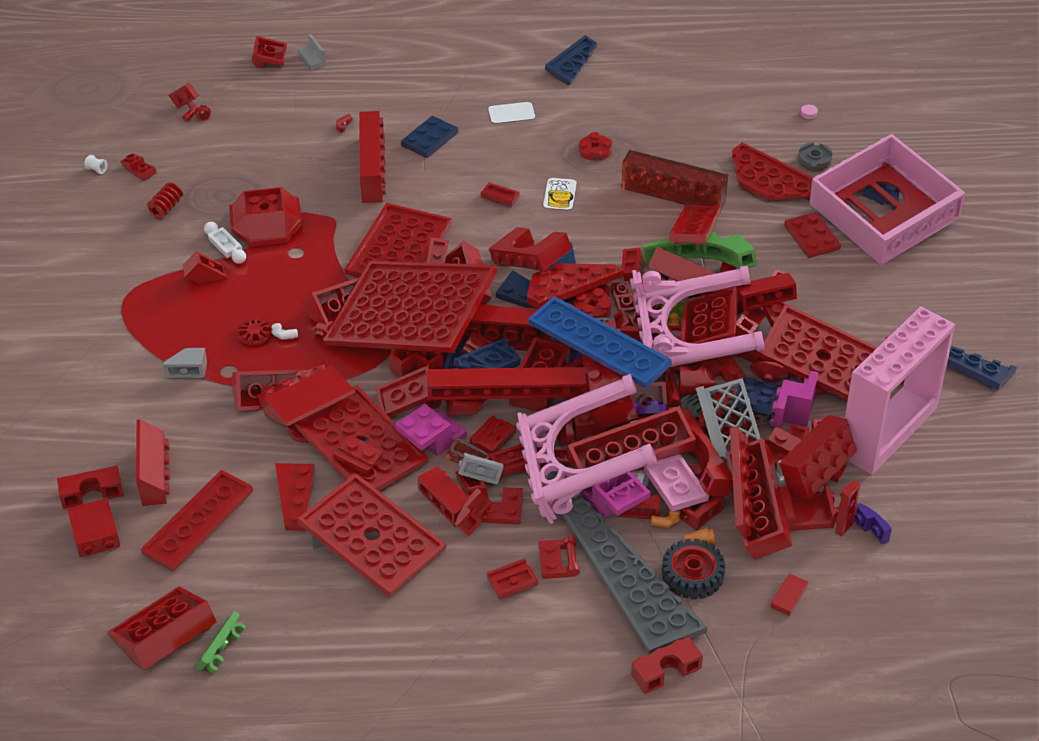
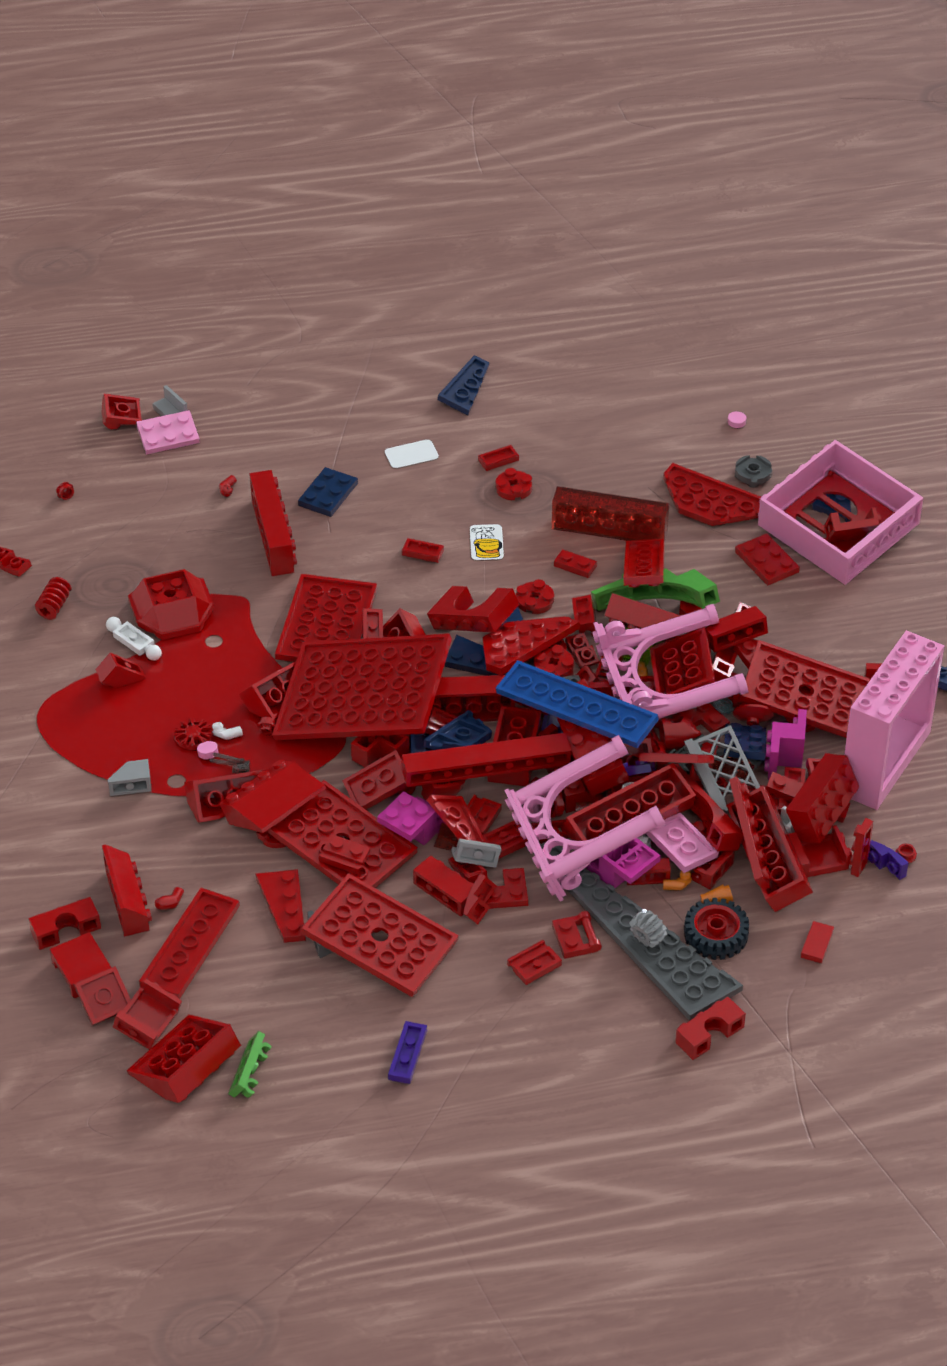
camera: 10 degrees left, 0 degrees up
(103, 558) = (102, 995): none -> red plate
(139, 581) = (147, 1014): none -> red panel
(183, 96) = (42, 473): red plate -> none
(191, 479) = (169, 901): none -> red arm
(262, 347) = (206, 749): none -> bright pink tile
(285, 363) = (239, 765): none -> clear smoke plant
(304, 73) = (167, 432): none -> bright pink plate
(371, 650) = (407, 1052): none -> dark purple plate
(469, 432) = (456, 816): none -> red wing
(583, 244) = (526, 593): none -> red plate
(587, 123) = (498, 457): none -> red tile
(624, 560) = (648, 928): none -> light grey gear
(635, 220) = (575, 563): none -> red plate
(684, 402) = (679, 758): none -> red tile
(743, 360) = (724, 706): none -> clear light blue plate
(893, 215) = (851, 530): none -> red panel
(893, 518) = (907, 851): none -> red plate

